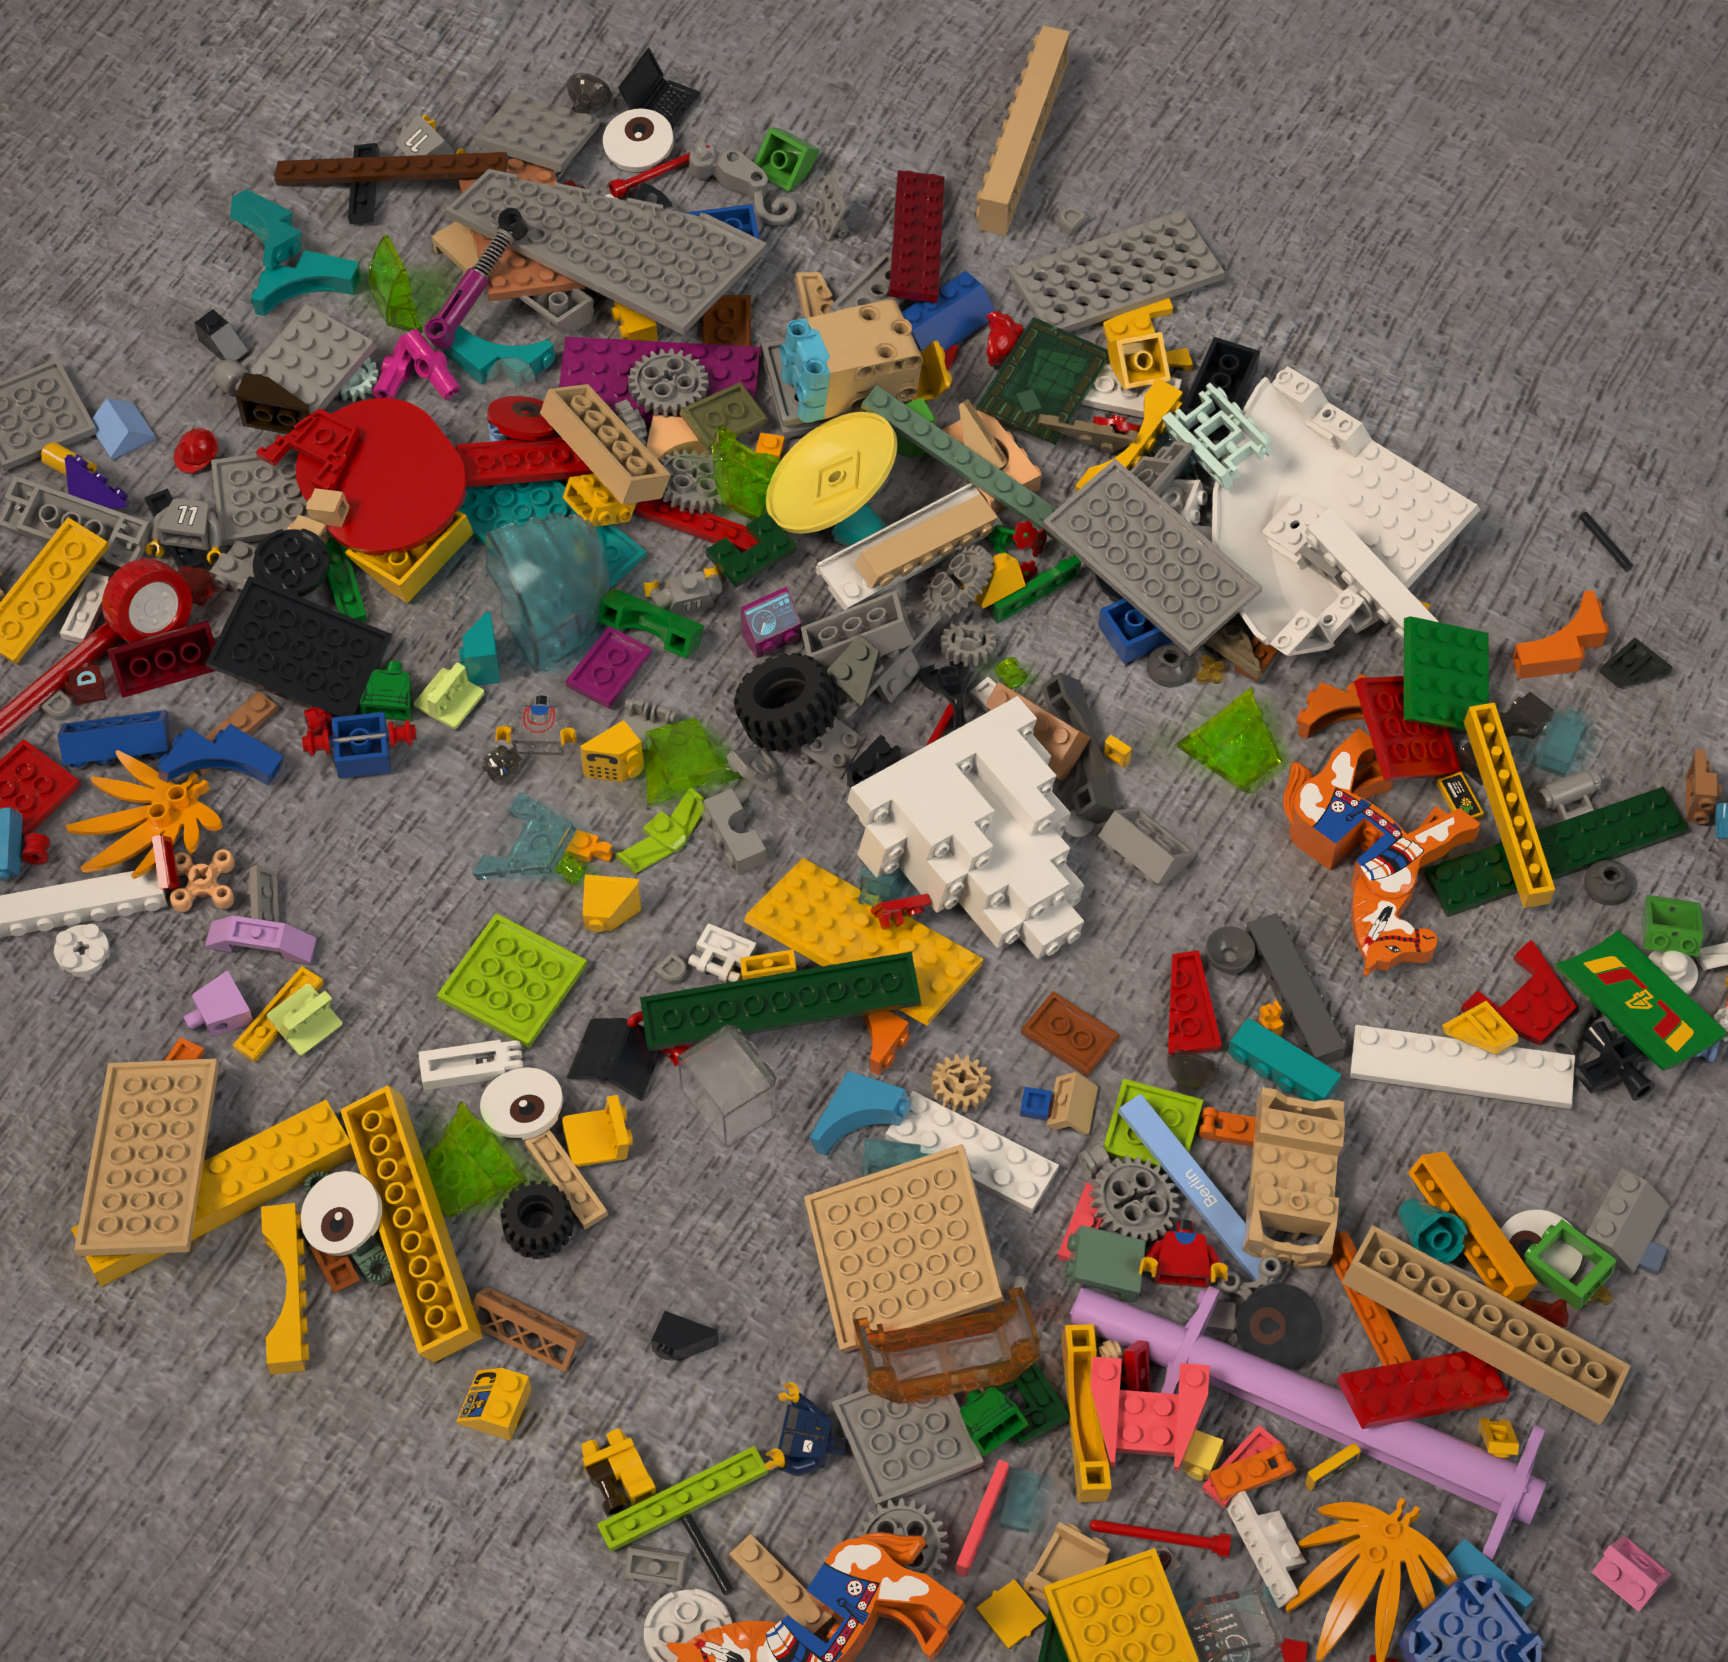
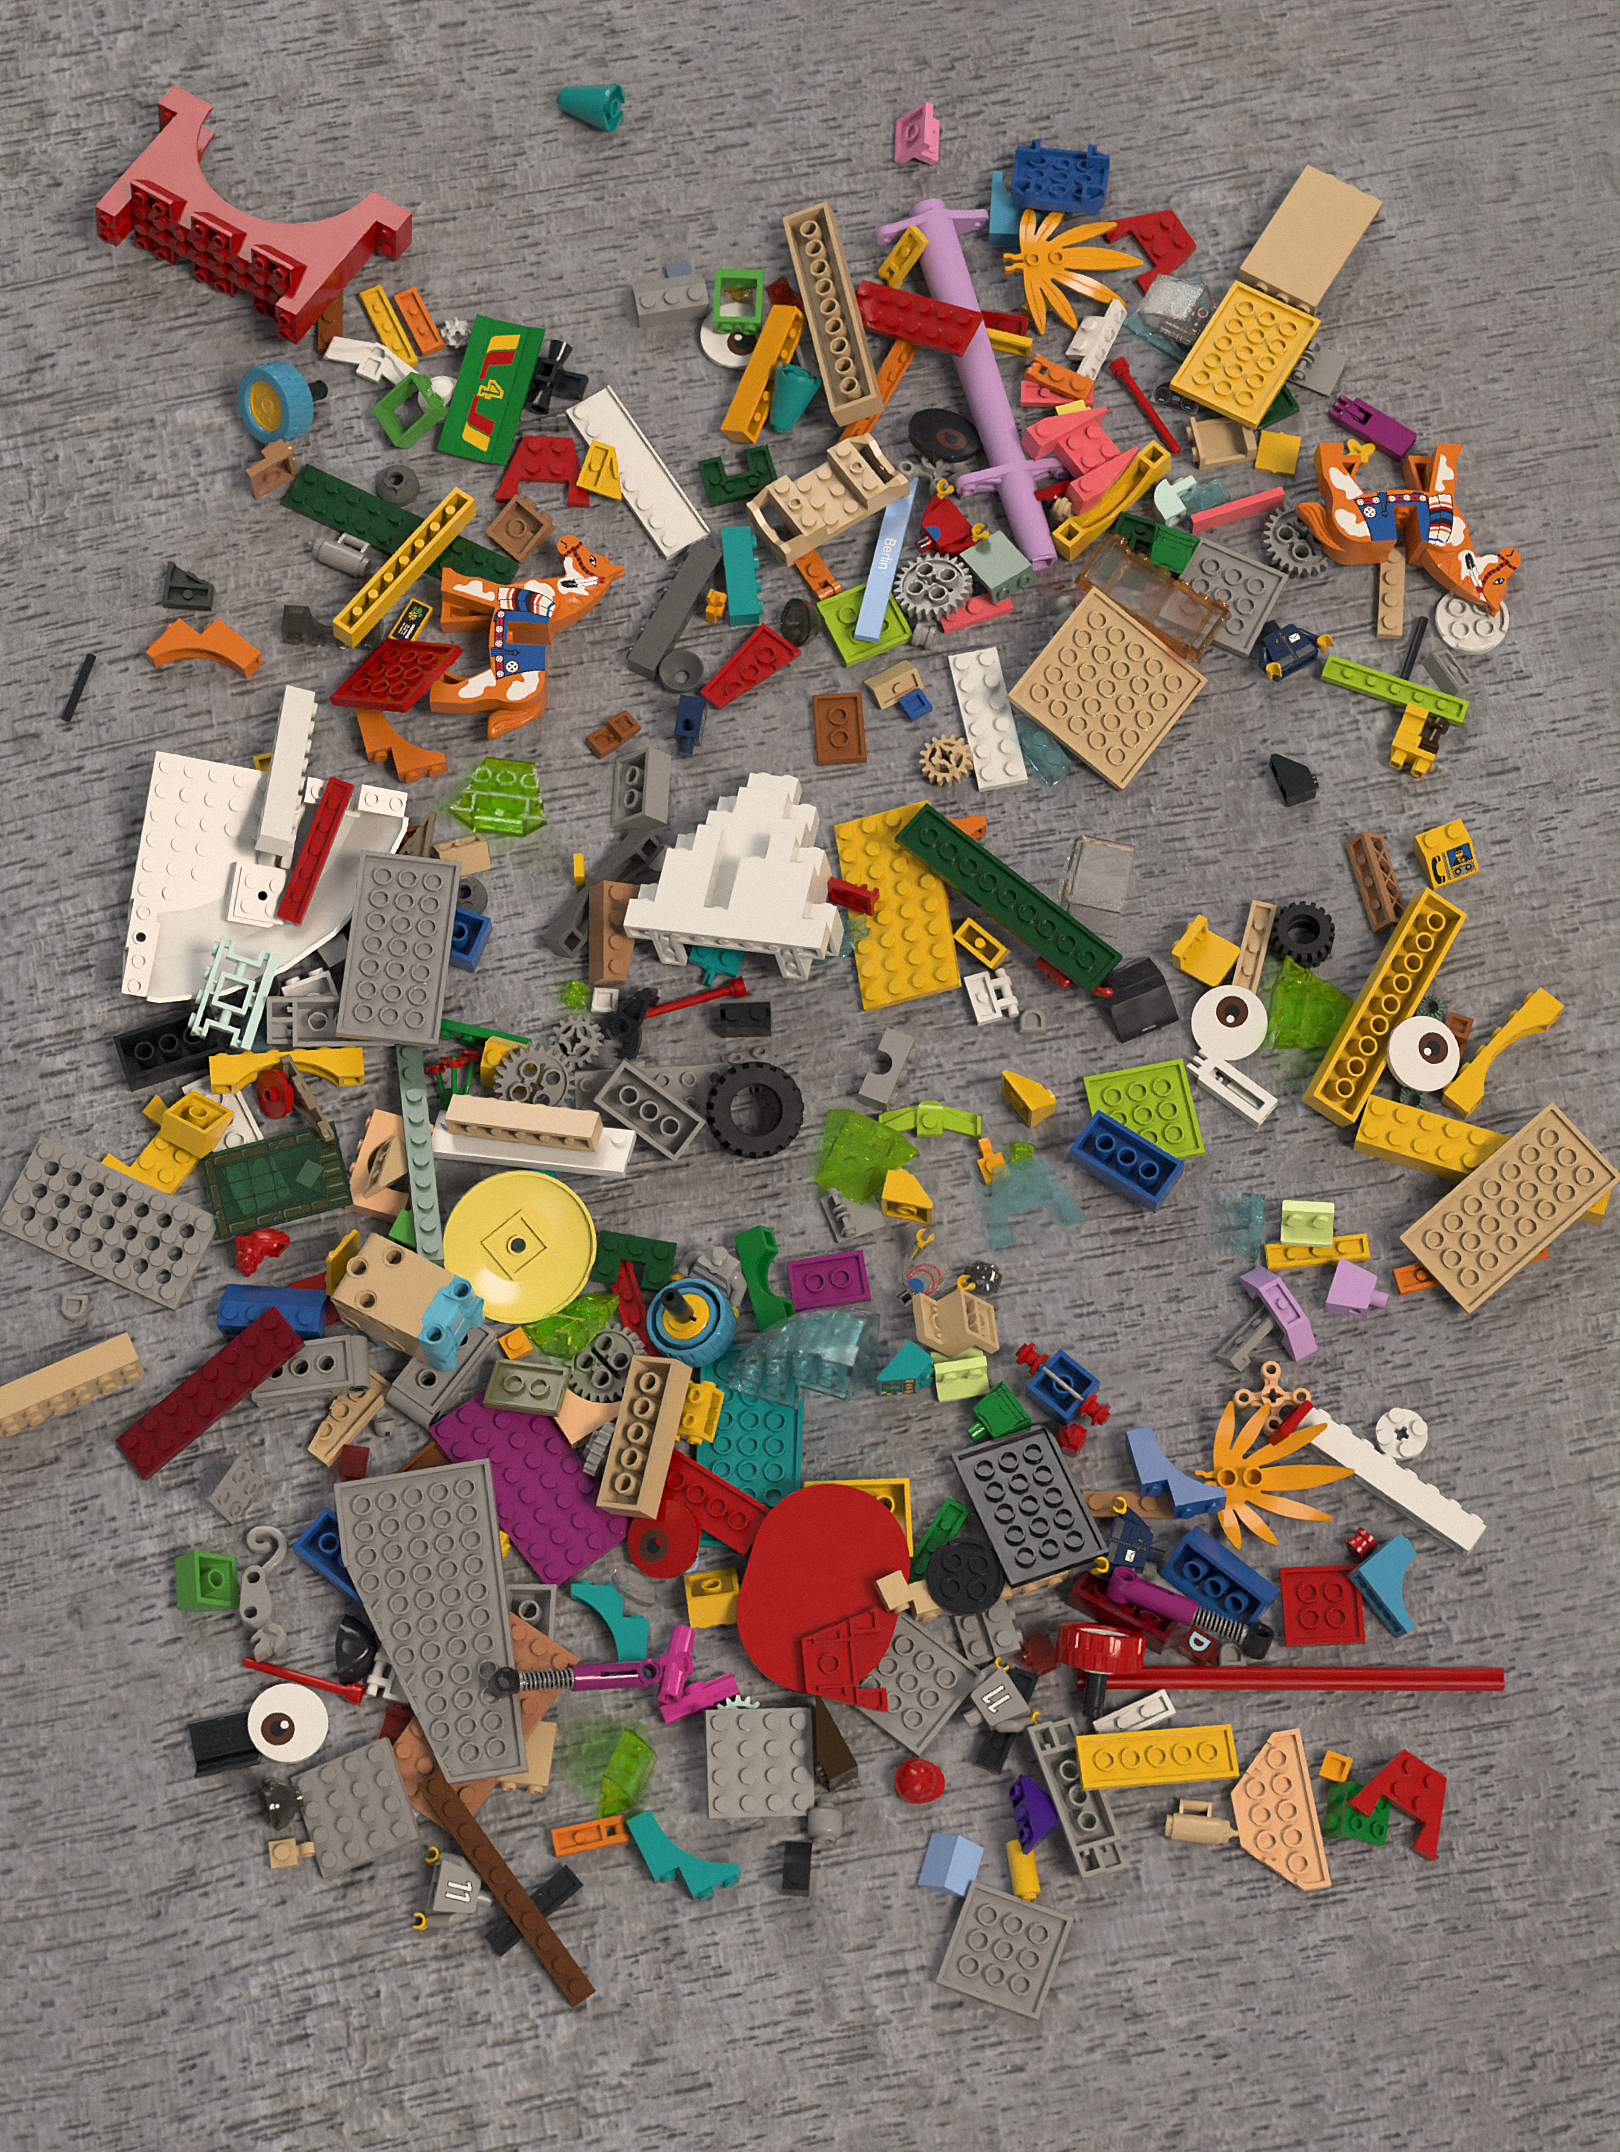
camera: 130 degrees left, 10 degrees up
(114, 689) = (1127, 1587): none -> piece
(204, 695) = (1128, 1542): none -> torso
(270, 223) = (648, 1939): teal arch -> none
(340, 973) = (1252, 1212): none -> clear light blue piece
(367, 248) = (589, 1836): none -> orange plate
(460, 419) = (712, 1597): none -> yellow slope
(481, 918) = (1126, 1161): none -> blue brick
(482, 708) = (955, 1323): none -> tan bracket
(551, 87) = (286, 1853): none -> tan plate
(664, 542) = (691, 1322): none -> dark azure wheel
(667, 382) = (543, 1435): light grey gear -> none
(755, 766) = (824, 1099): light grey plate -> none
(770, 623) = (689, 1191): slope -> none
(779, 291) = (355, 1463): none -> clear red brick
(855, 669) = (687, 1075): pearl dark grey wing -> none
(857, 1104) = (1022, 807): dark azure arch -> none
(1048, 1462) = (1166, 505): none -> light aqua brick
(1174, 918) = (690, 715): none -> dark blue torso
(1208, 682) = (469, 850): none -> tan panel
(1220, 866) = (613, 735): none -> dark orange slope
(1296, 570) = (315, 851): none -> red plate
(1354, 1476) = (1006, 322): none -> red plate
(1383, 1118) = (729, 489): none -> dark green plate
(1443, 672) = (327, 678): green plate -> none
(1481, 936) = (521, 527): none -> medium nougat plate
(1560, 742) = (301, 588): clear light blue brick -> none

